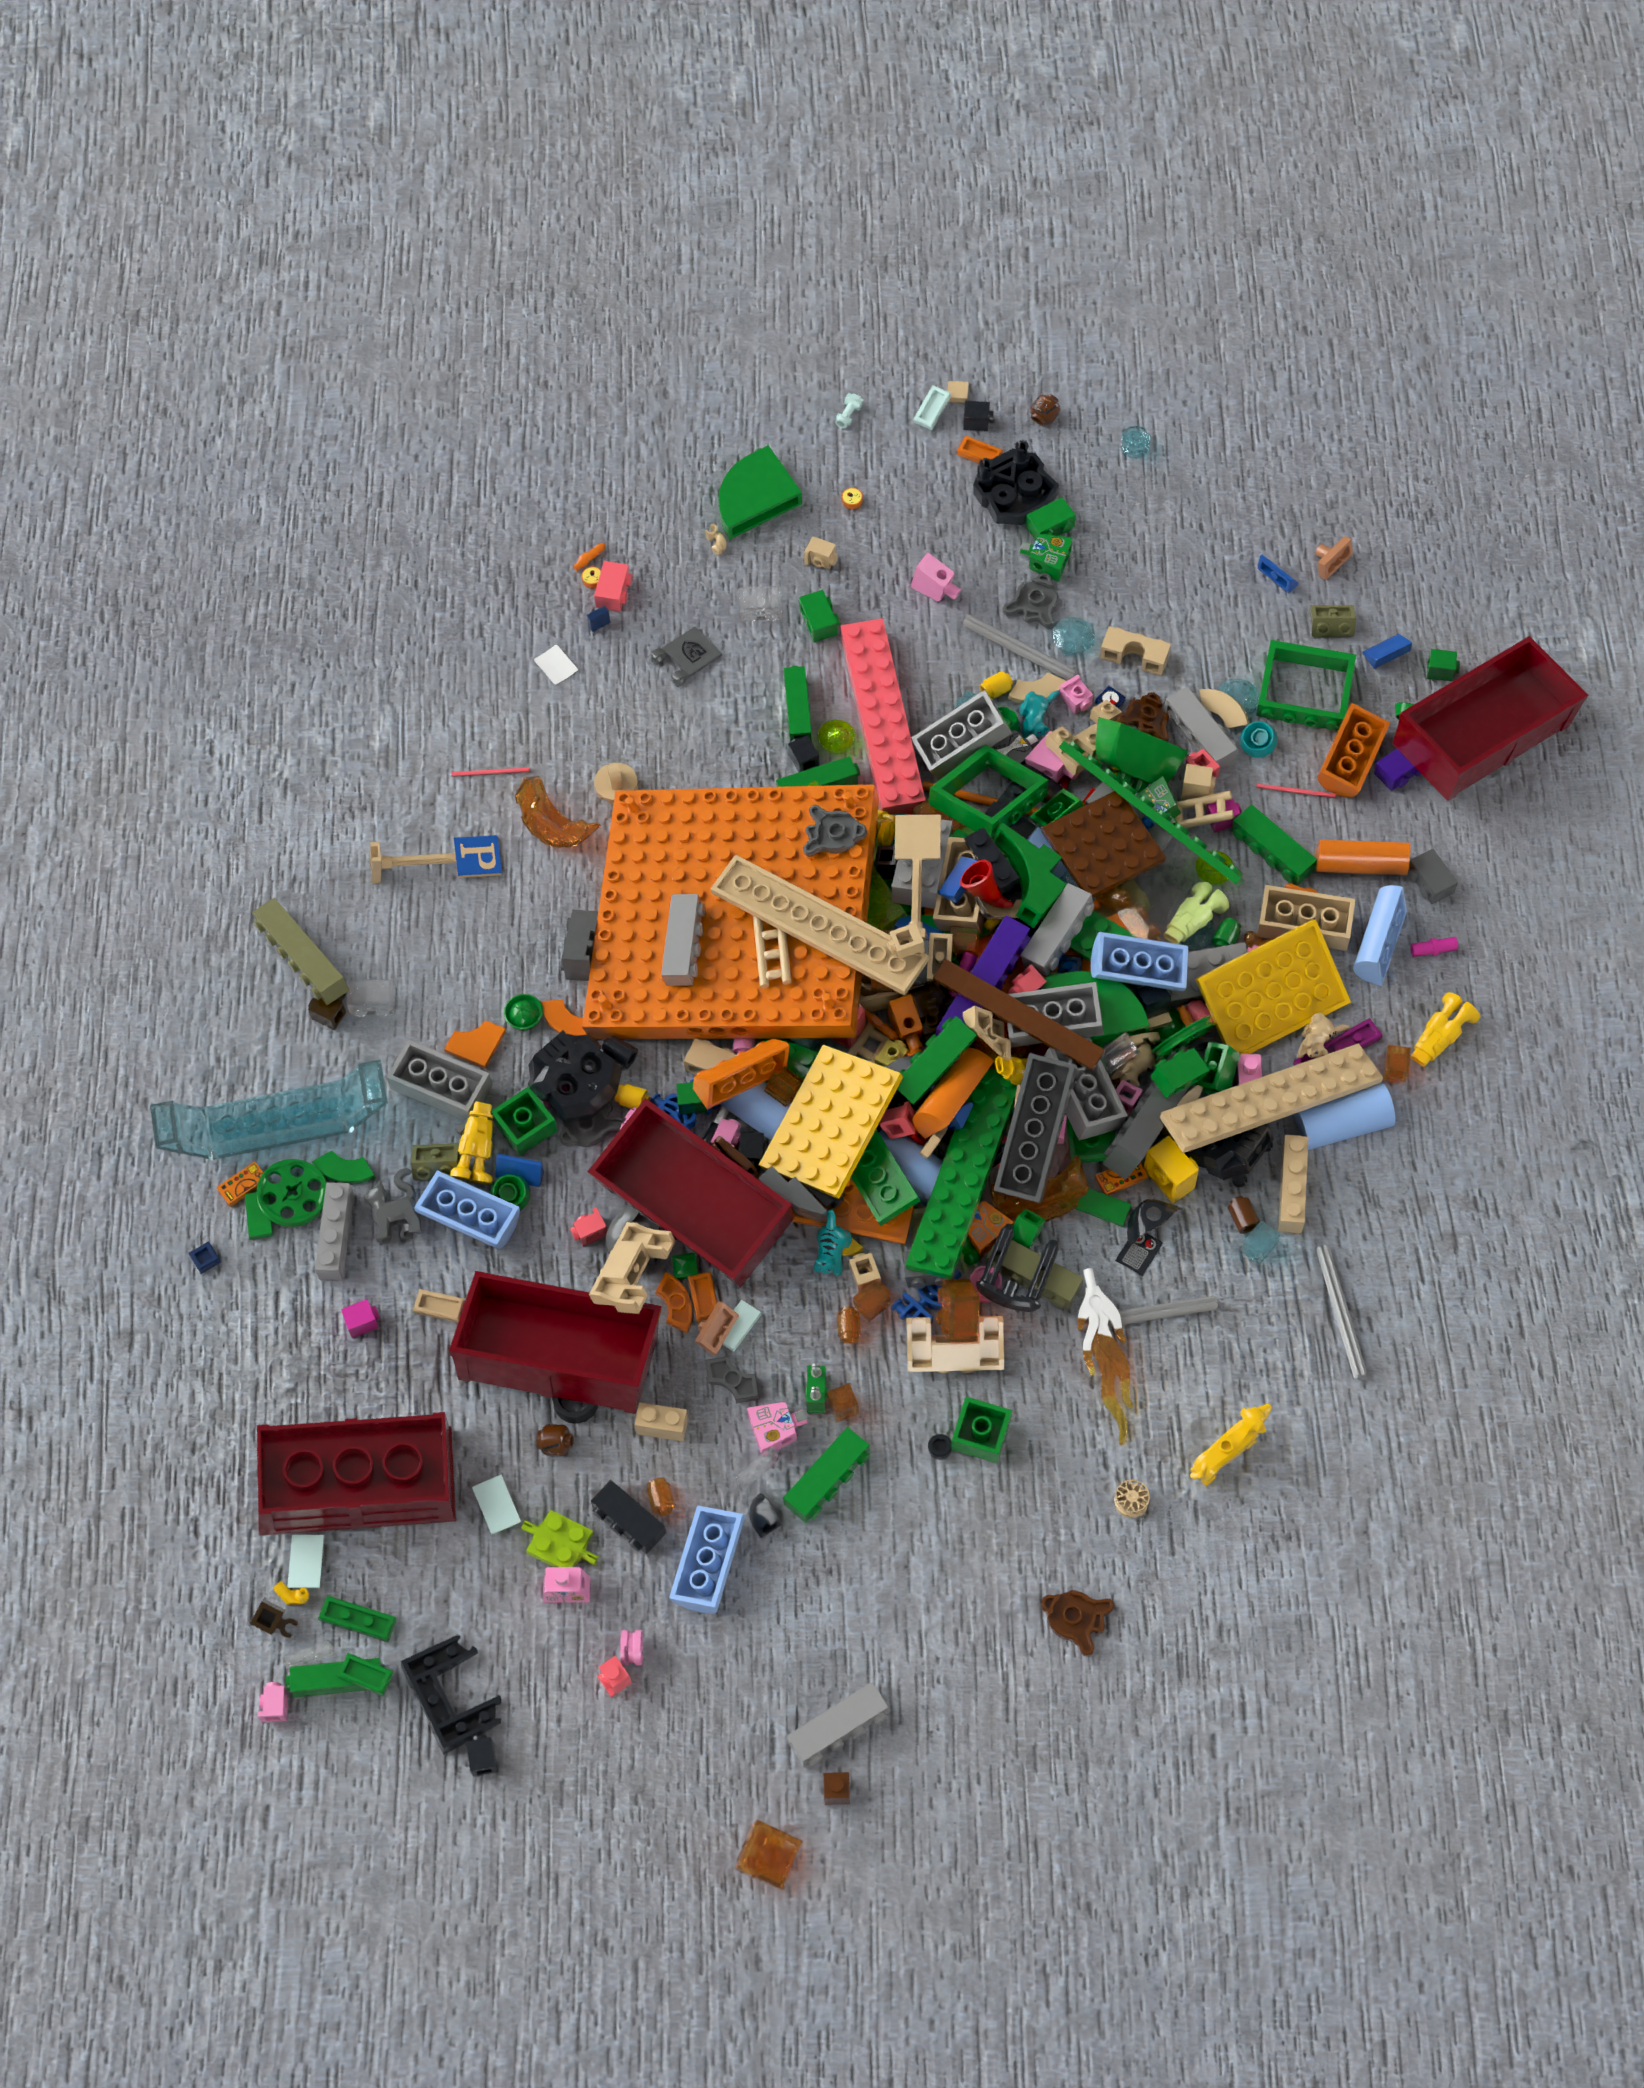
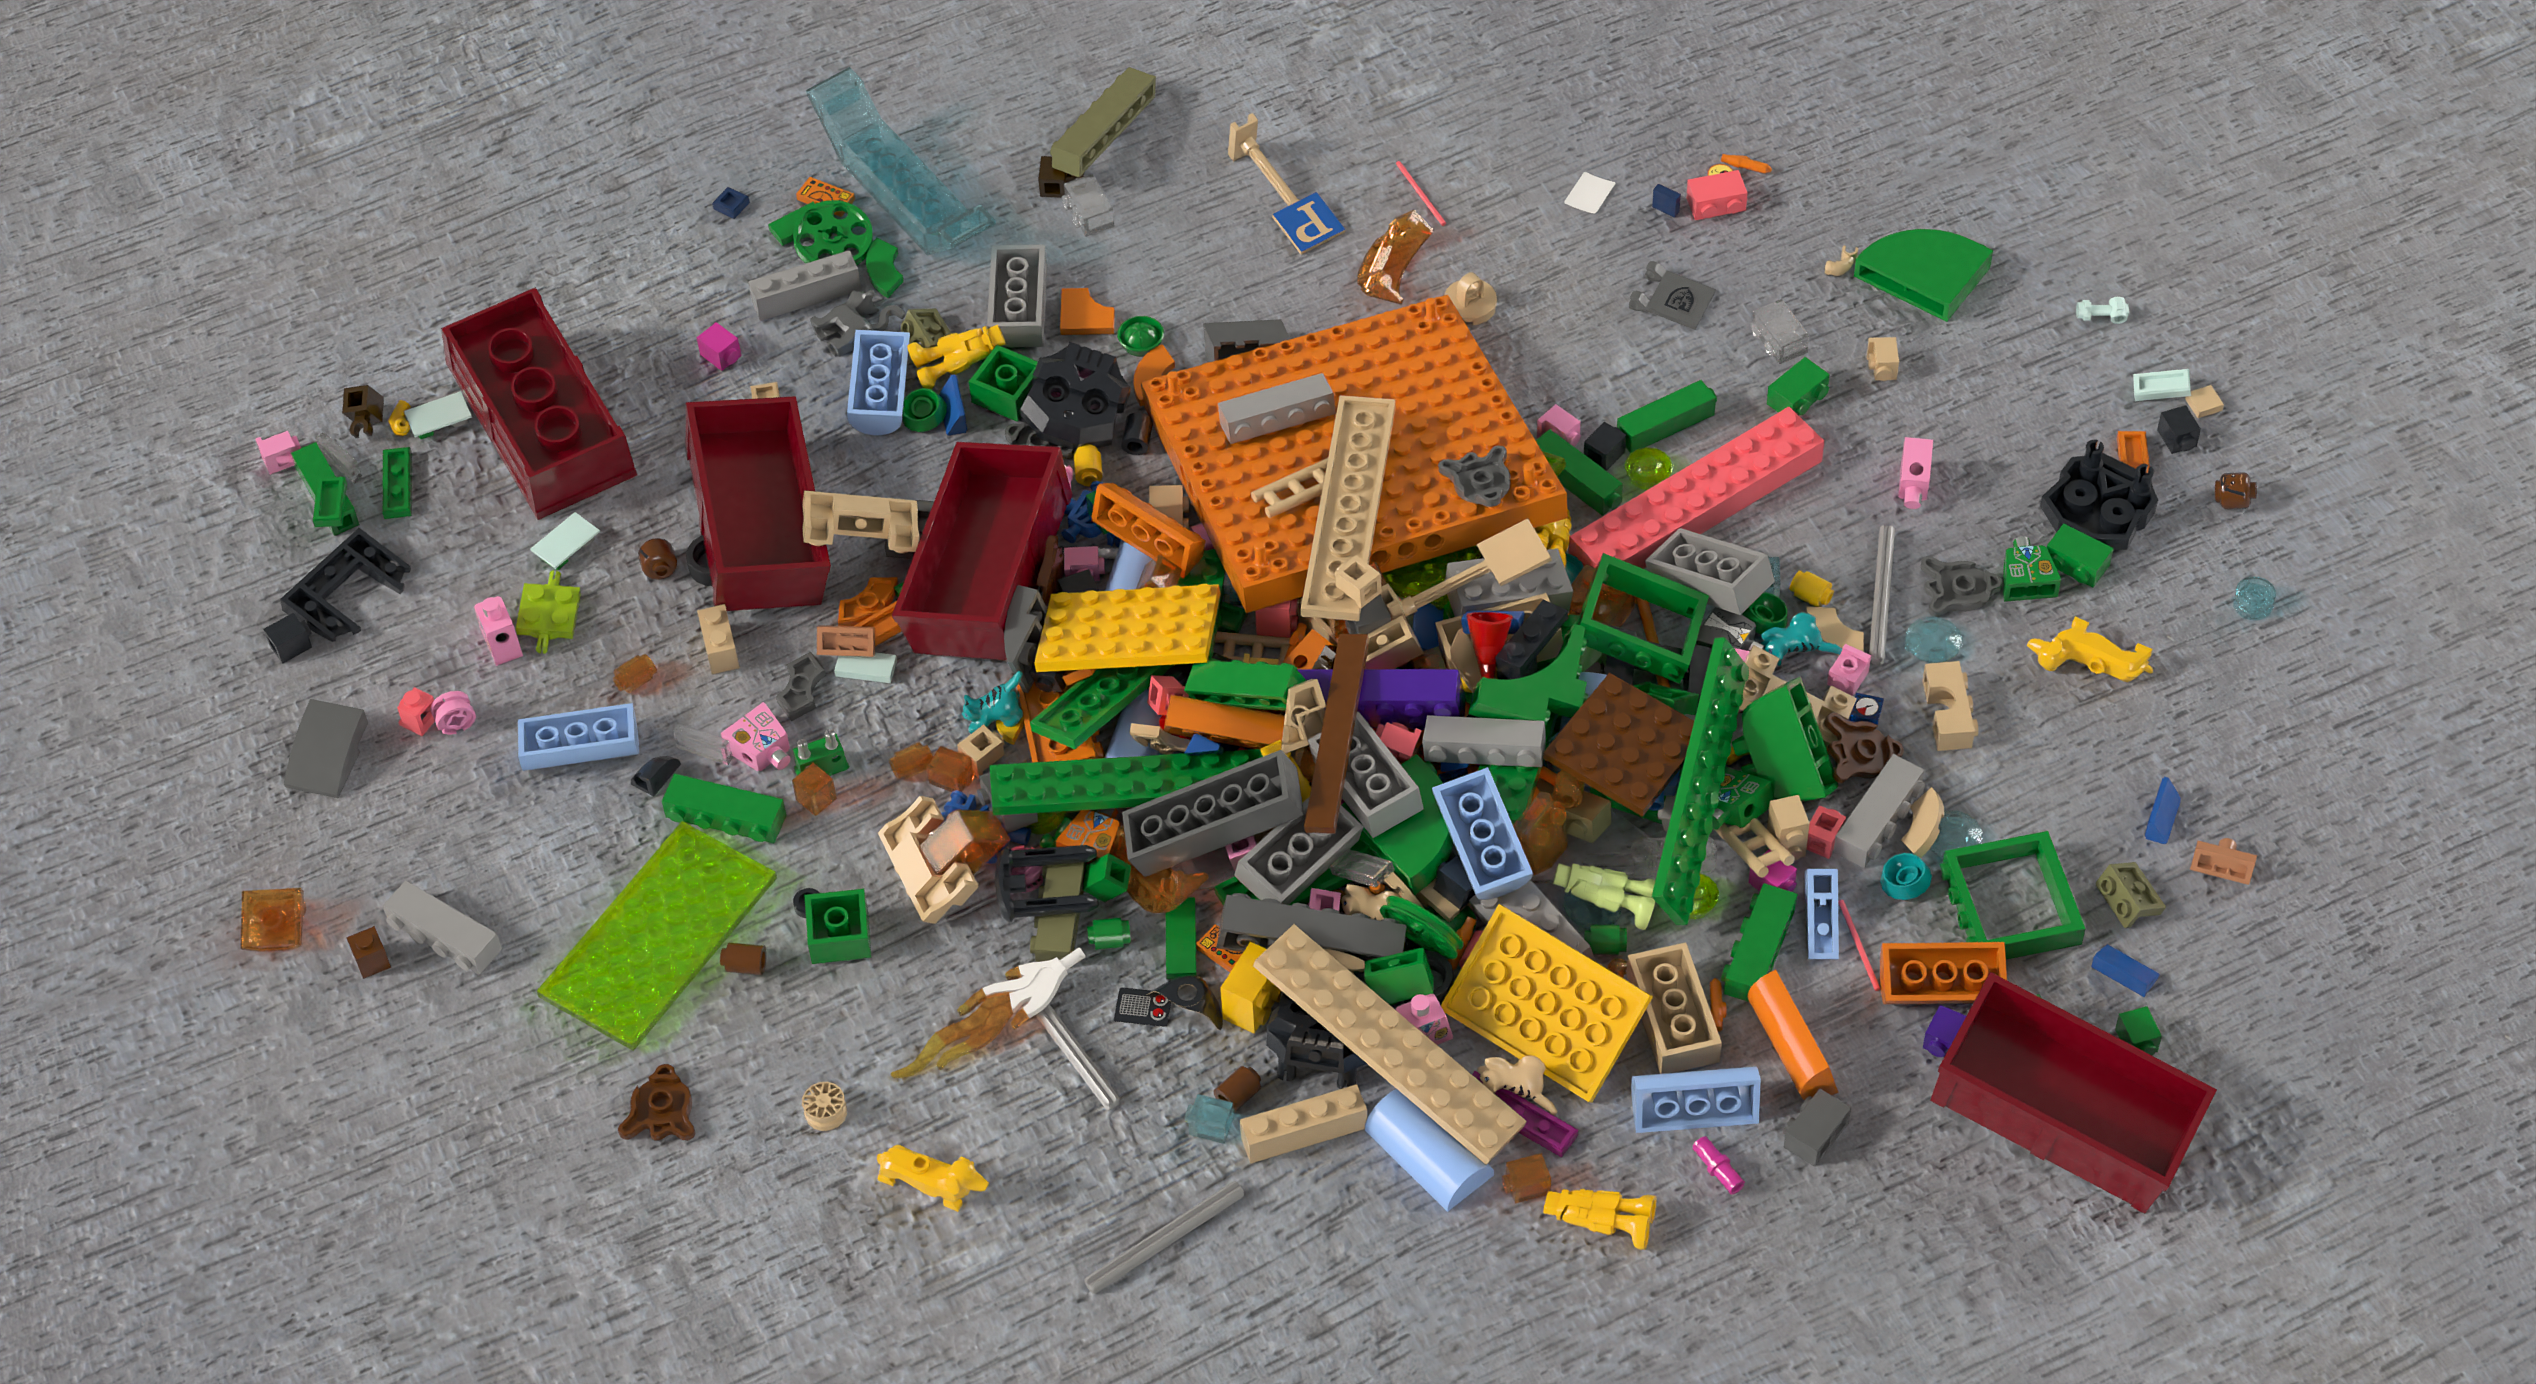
camera: 65 degrees right, 10 degrees down
(589, 1228) = (914, 487): coral brick -> none
(614, 1761) = (325, 748): none -> dark grey slope
(627, 1517) = (598, 654): black brick -> none
(771, 771) = (1561, 423): none -> bright pink brick
(852, 498) = (1983, 361): tile -> none
(920, 1565) = (657, 935): none -> clear neon green plate
(974, 1508) = (743, 958): none -> reddish brown brick
(1071, 1247) = (1109, 933): none -> green brick
(1133, 549) = (2092, 651): none -> yellow animal
(1179, 1073) = (1358, 926): green brick -> none
(1255, 790) = (1822, 913): none -> light blue slope

